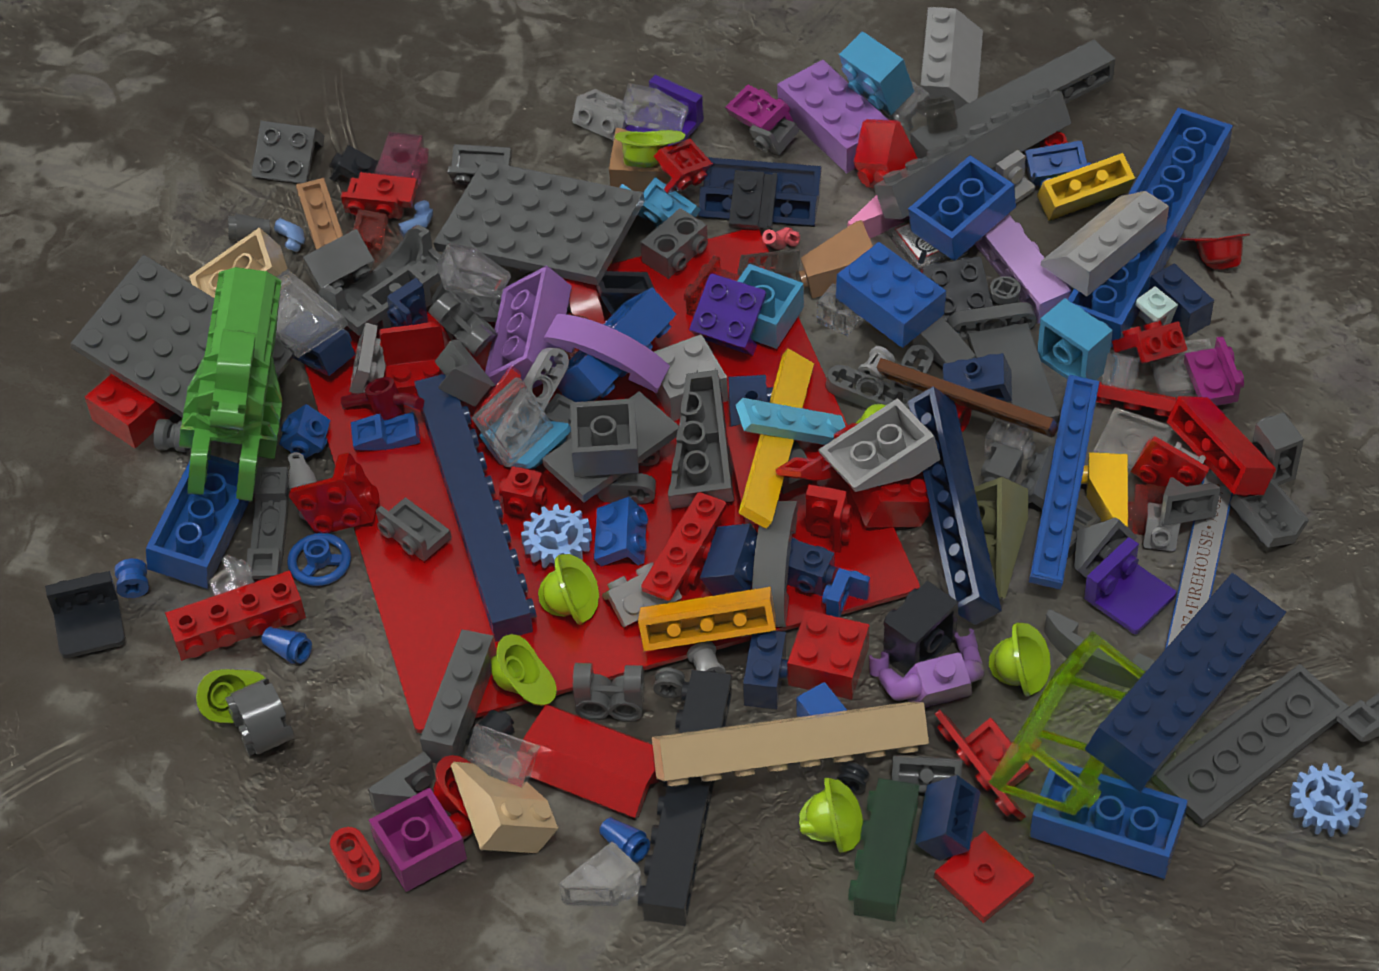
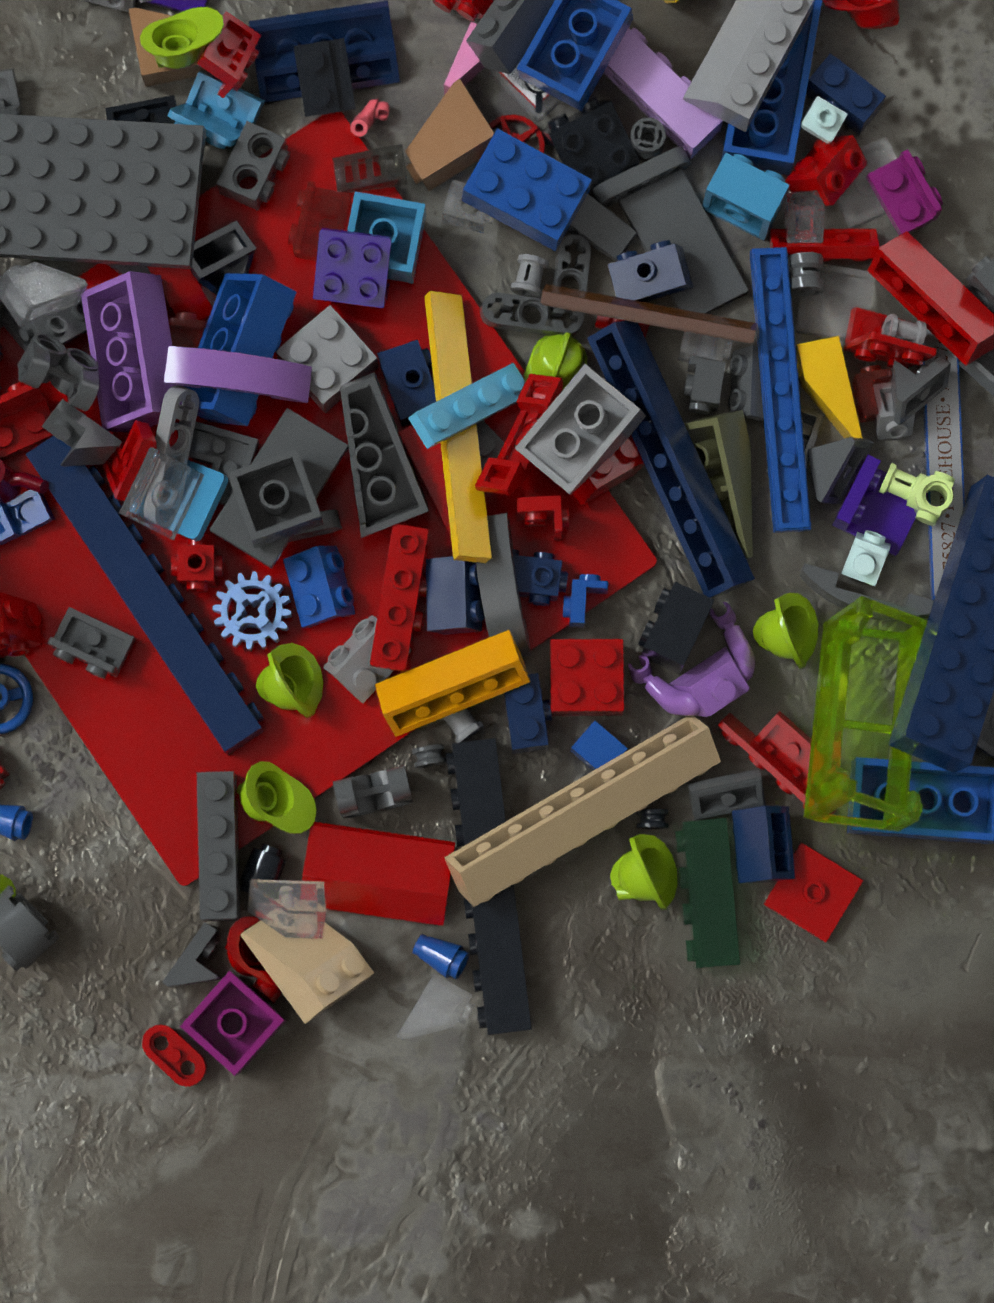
camera: 20 degrees left, 30 degrees up
(1110, 620) = (866, 557): none -> light aqua bracket
(1111, 407) = (806, 273): none -> dark grey wheel
(1174, 583) = (915, 490): none -> yellowish green connector

